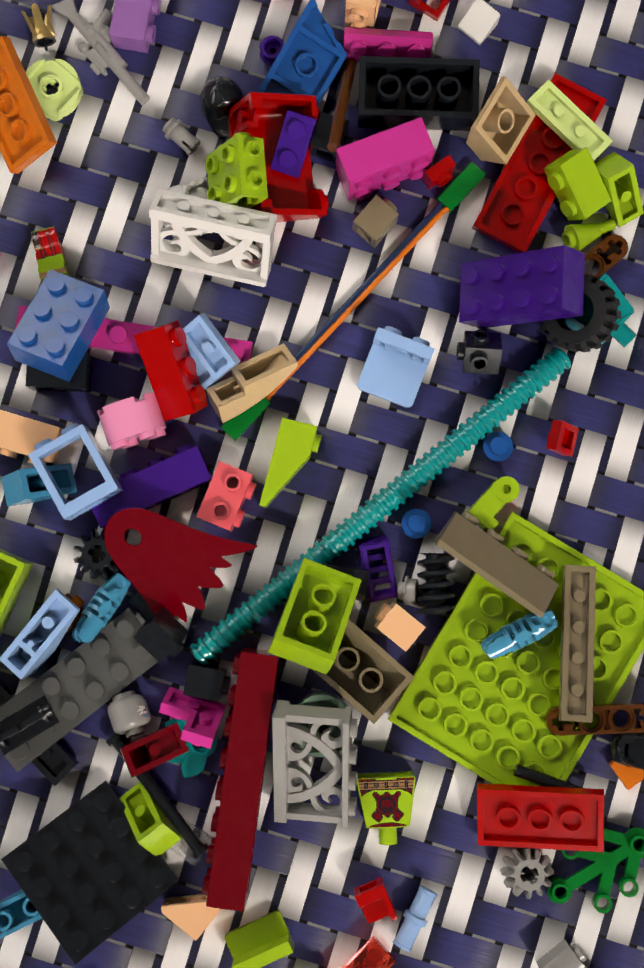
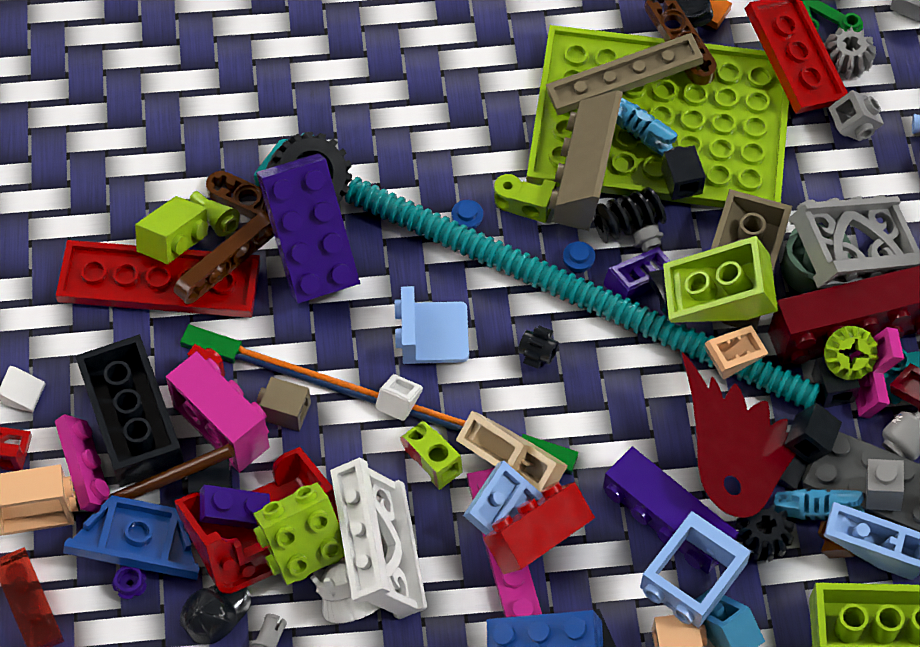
camera: 115 degrees left, 25 degrees down
(80, 662) = (884, 484): none -> light grey brick
(132, 420) = (611, 547): bright pink brick -> none
(218, 695) = (843, 339): none -> lime gear
(226, 496) = (648, 430): coral brick -> none
(254, 600) = (735, 351): none -> light nougat slope
(282, 320) = (432, 454): none -> lime leg
(290, 454) = (569, 391): lime slope -> none
(340, 447) = (538, 347): none -> black gear
(344, 315) = (398, 397): none -> white slope
(386, 802) = (854, 176): torso -> none
(398, 625) = (687, 223): light nougat brick -> none
(452, 838) = (856, 115): none -> light grey brick
(454, 647) = (683, 172): none -> black brick
(480, 352) = (381, 256): black brick -> none
(500, 124) = (128, 316): tan slope -> none
(524, 207) = (224, 258): none -> reddish brown beam
(541, 778) = (761, 62): black bar -> none
(562, 438) = (433, 162): red plate -> none
(568, 120) = (107, 260): yellowish green plate -> none
(622, 187) = (153, 193): lime slope -> none

